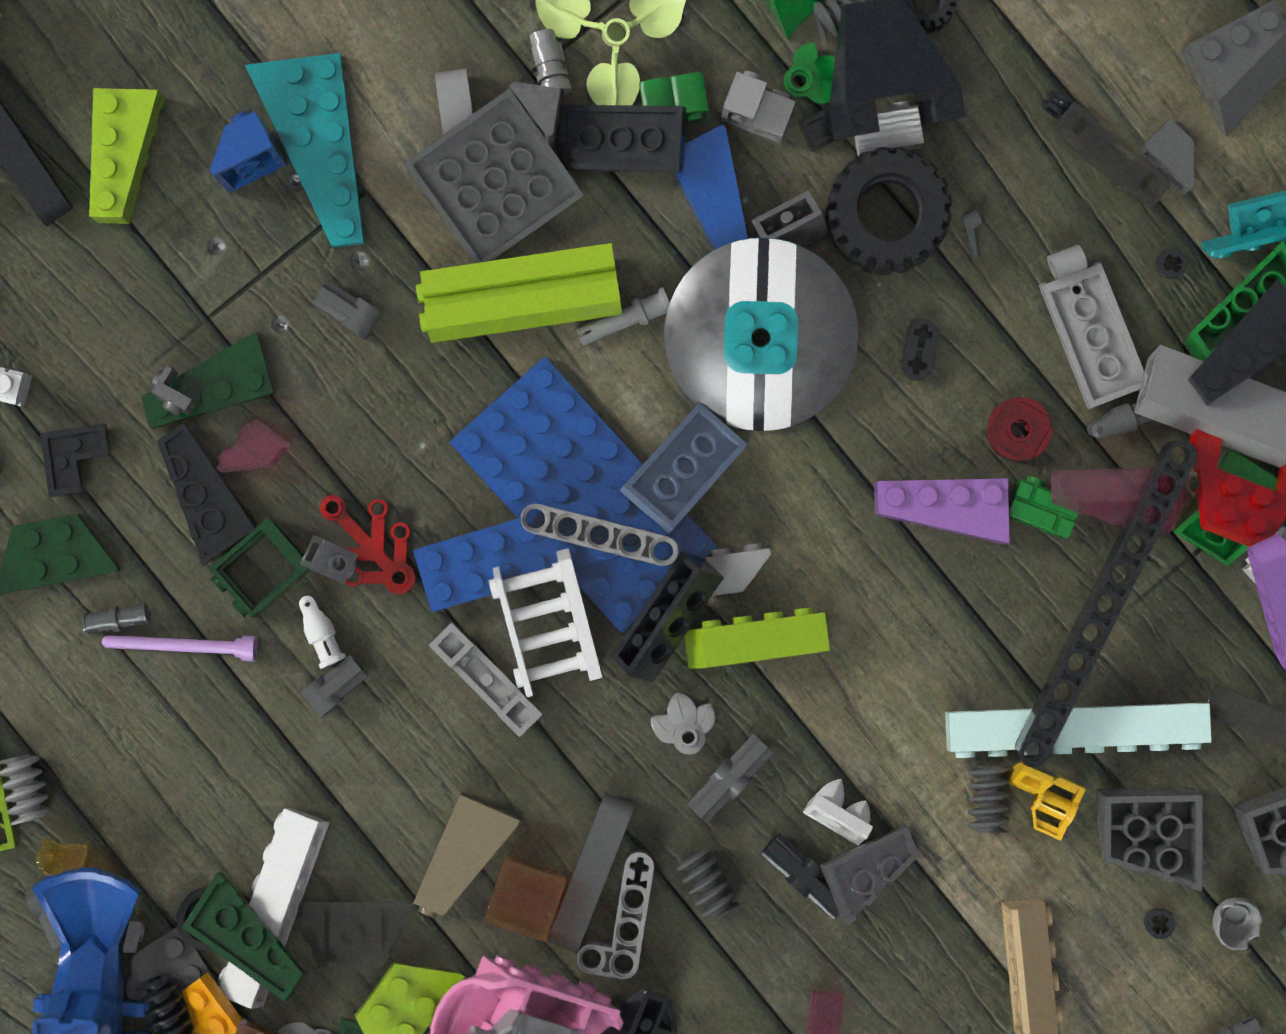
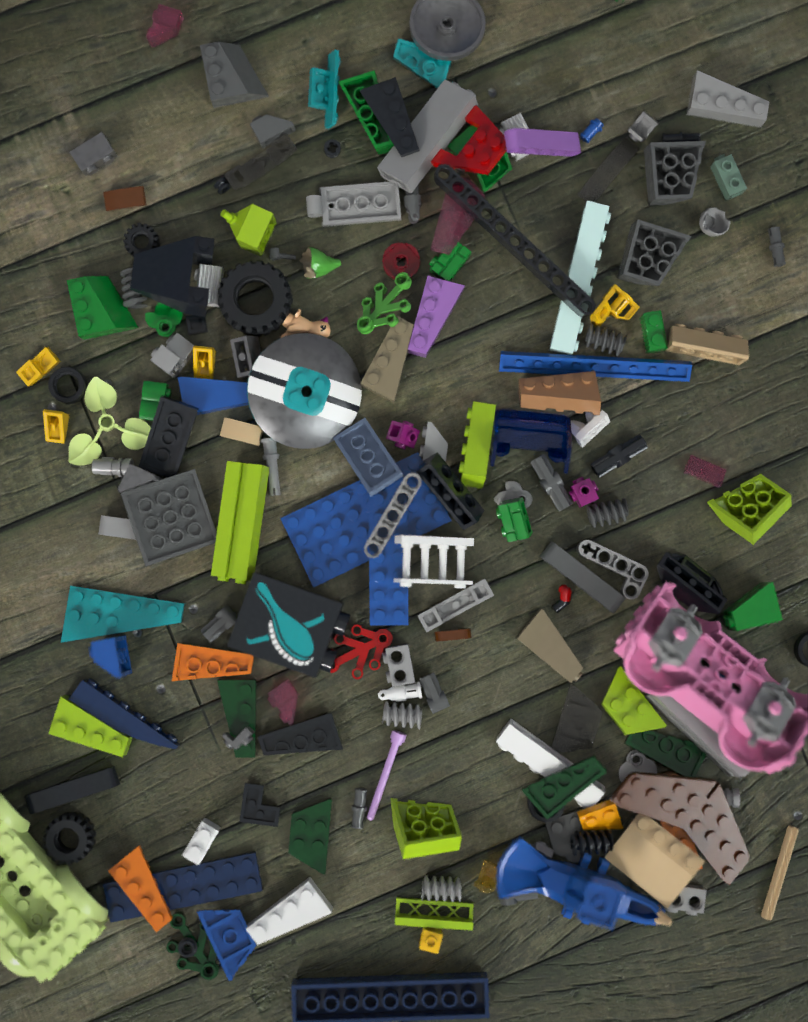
camera: 70 degrees left, 0 degrees up
(113, 734) = (425, 828): none -> lime wedge
(155, 192) = (119, 715): none -> dark blue slope
(224, 581) = (370, 732): dark green window -> none
(279, 306) = (208, 662): none -> orange wing
(284, 644) = (402, 715): none -> light grey piece
(329, 559) = (361, 674): flat silver brick -> none
(366, 624) = (404, 664): none -> light grey brick
(375, 419) = (288, 625): none -> black brick
(437, 689) = (455, 634): none -> reddish brown beam
(525, 898) = (586, 618): clear orange brick -> none
(547, 854) = (565, 598): none -> arm
(652, 734) = (514, 519): none -> green brick
(666, 252) = (241, 431): none -> tan slope
(726, 847) = (590, 488): none -> magenta brick
(737, 521) = (403, 434): none -> magenta brick
(760, 159) = (204, 362): none -> yellow slope
(802, 722) = (532, 432): none -> clear blue windscreen
(848, 457) = (388, 364): none -> dark tan wedge
(866, 870) = (625, 420): flat silver wing -> none
(867, 296) = (298, 324): none -> light nougat animal
(881, 751) = (561, 392): none -> medium nougat wedge
(905, 405) = (369, 321): none -> bright green plant
(926, 351) = (341, 300): black beam -> none
(941, 795) = (603, 366): none -> blue plate
(975, 295) = (317, 263): none -> bright green hat
(1001, 171) = (251, 227): none -> lime piece
(1025, 874) = (653, 332): none -> green brick
(1169, 922) = (702, 260): black bush -> none

